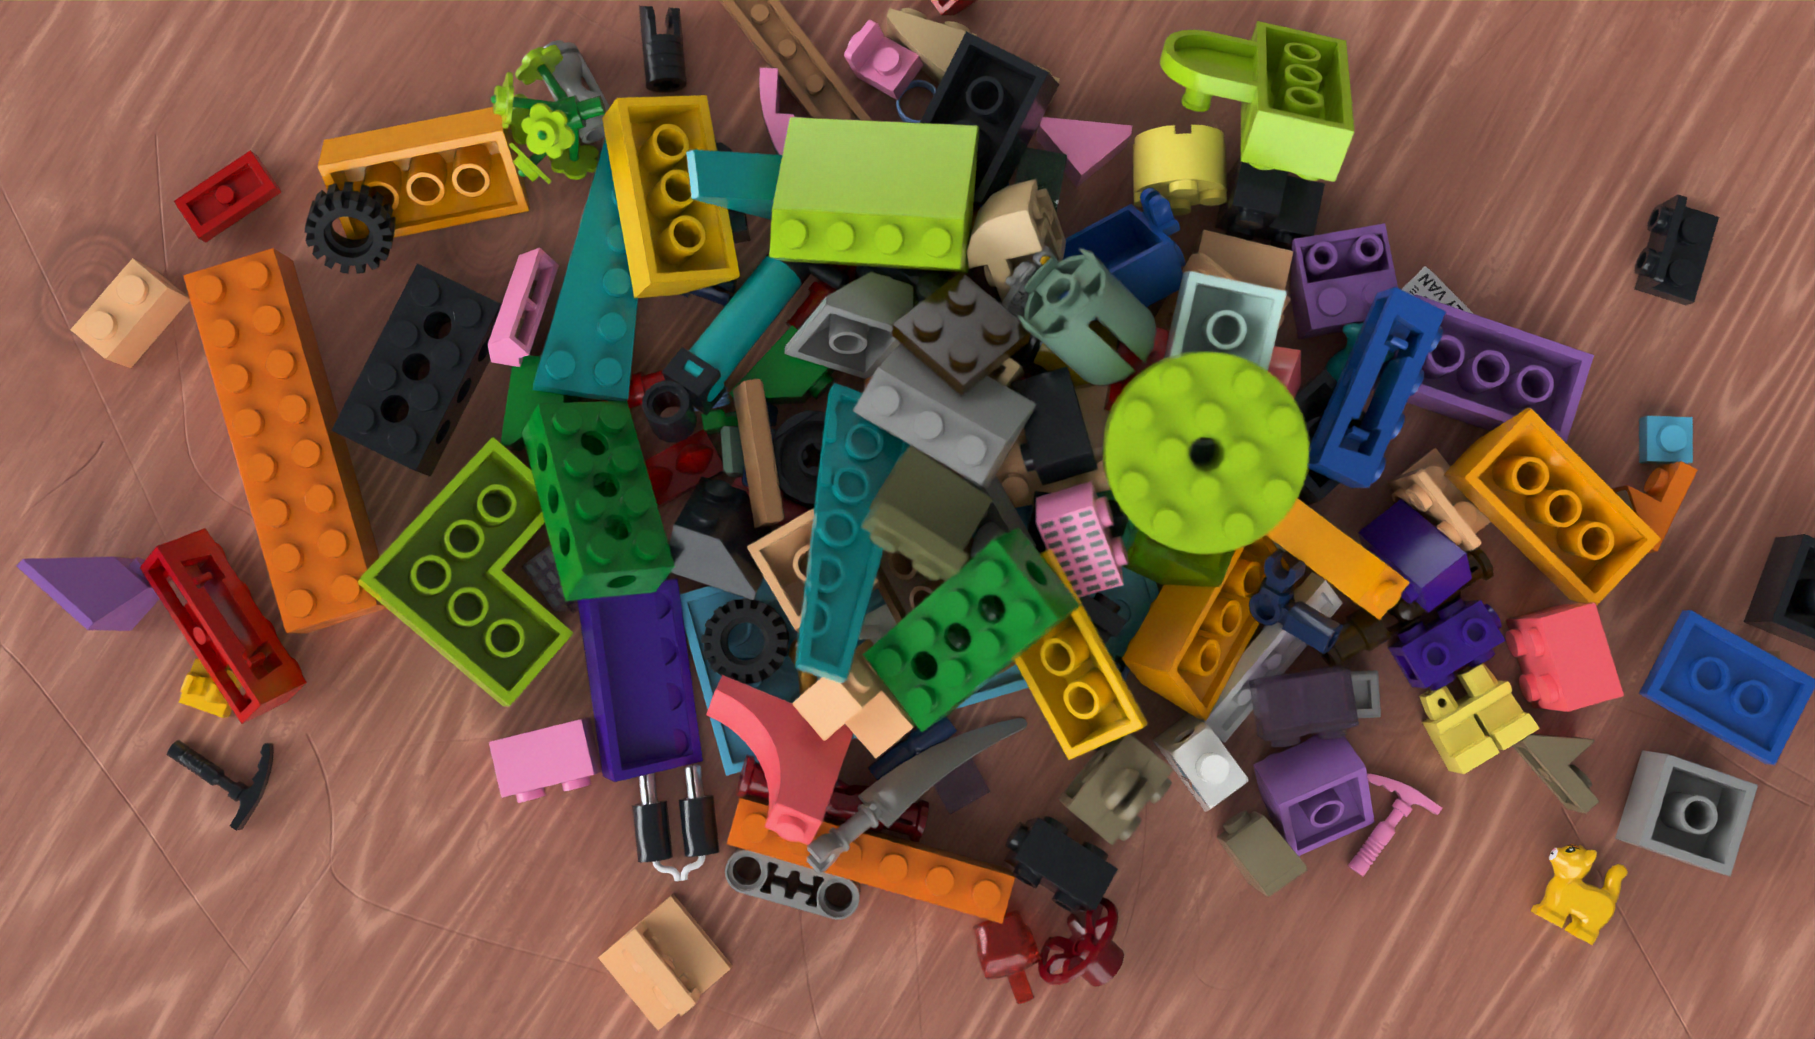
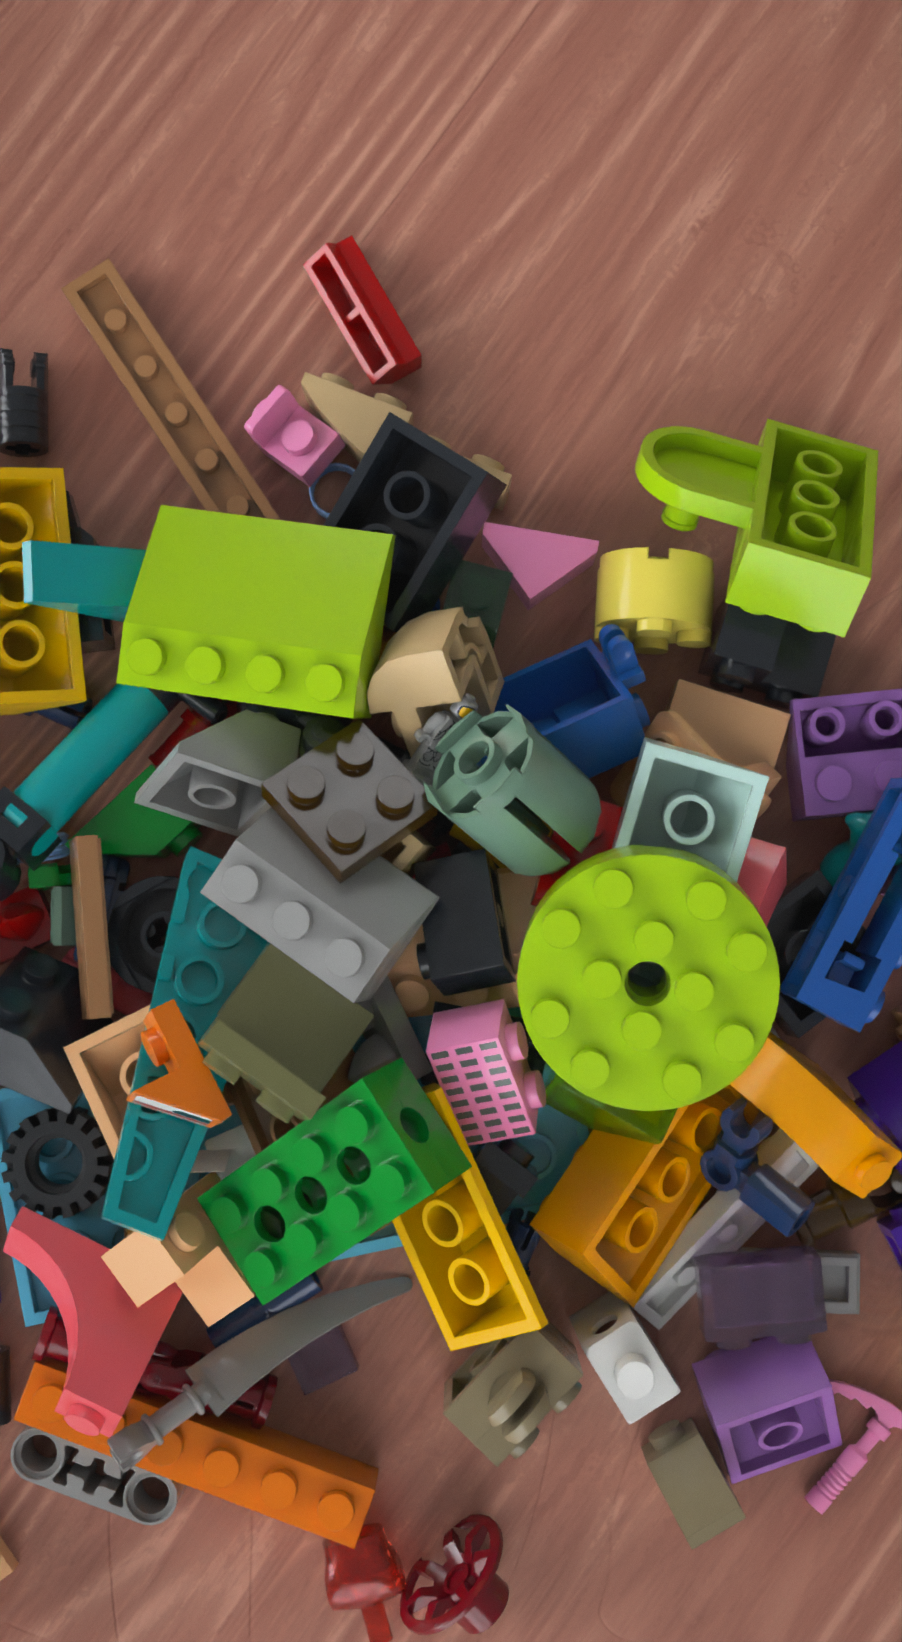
camera: 15 degrees right, 0 degrees up
(770, 100) = (150, 479): bright pink slope -> none
(855, 559) = (189, 1086): none -> orange slope
(1050, 858) = (421, 1463): black brick -> none

